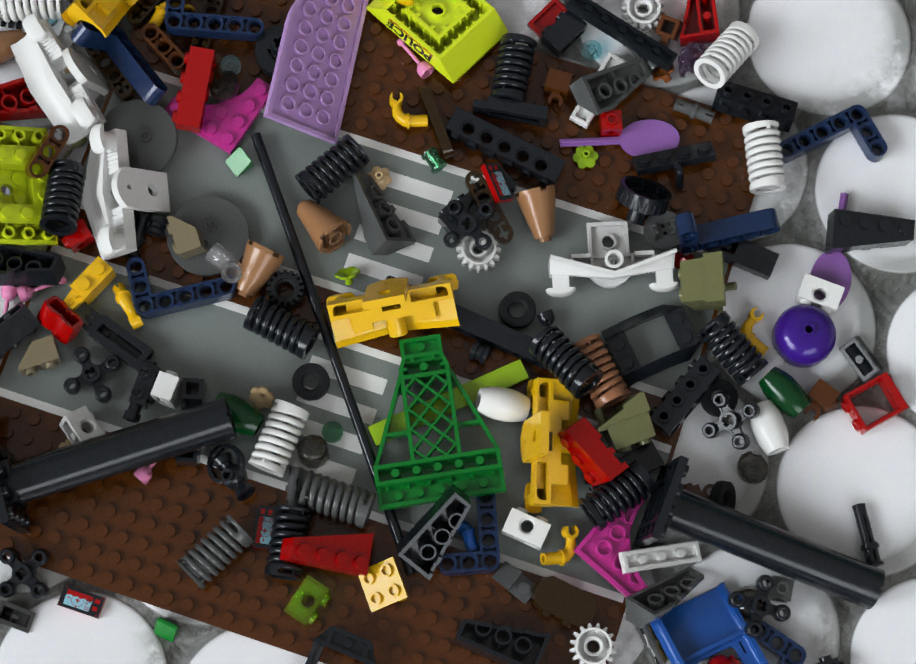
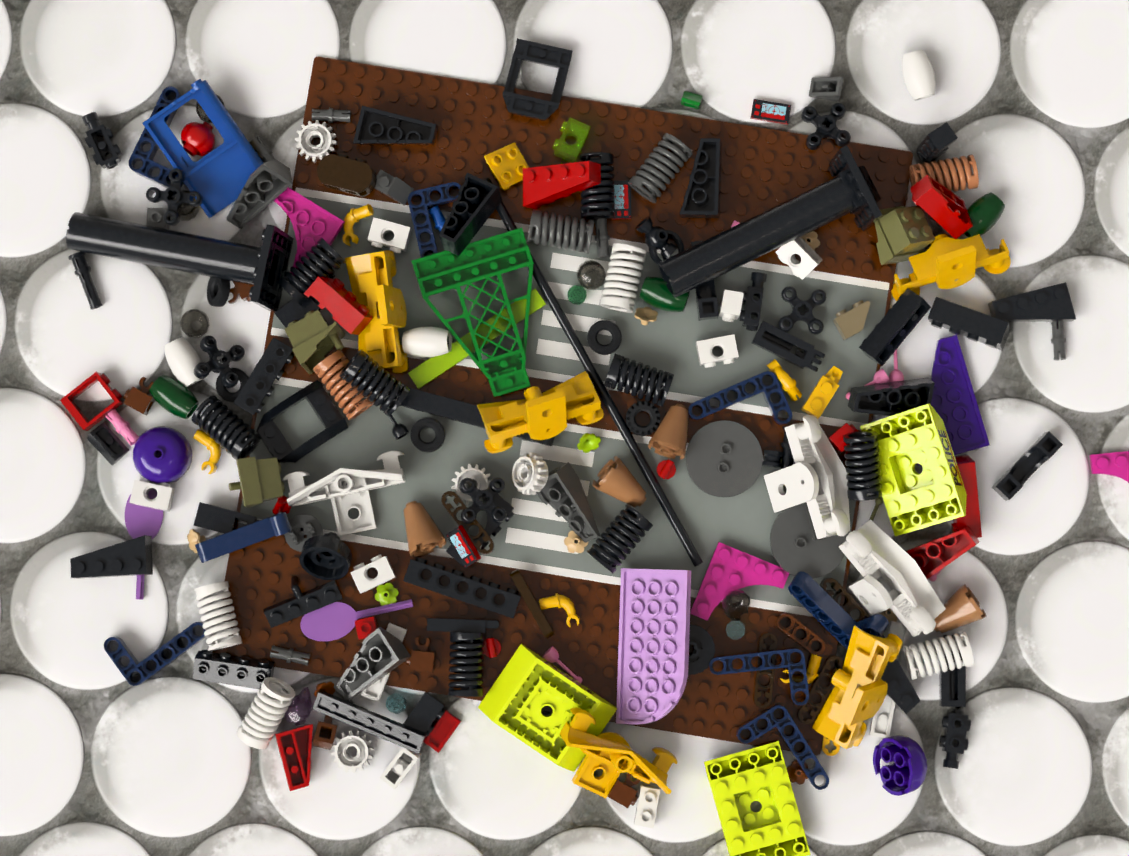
camera: 175 degrees right, 10 degrees up
(39, 158) = (884, 495): reddish brown beam -> none
(60, 319) = (842, 354): red brick -> none
(171, 521) = (703, 190): none -> black wedge
(187, 238) = (741, 449): dark tan slope -> none
(194, 89) = (762, 592): red wedge -> none
(203, 353) = (726, 343): none -> white brick
(226, 262) = (700, 430): clear cylinder -> none
(239, 162) = (709, 534): slope -> none
(271, 234) = (666, 469): none -> red plate
(415, 248) = (530, 473): none -> white gear
(434, 160) = (527, 565): clear green bush -> none
(480, 352) = (455, 388): black wheel -> none
(483, 85) = (492, 647): none -> red plate
(604, 167) = (361, 577): none -> white brick
(660, 557) = (284, 221): white tile -> none
(778, 242) = (194, 538): none -> tan plant
(843, 371) = (122, 427): none -> bright pink pin

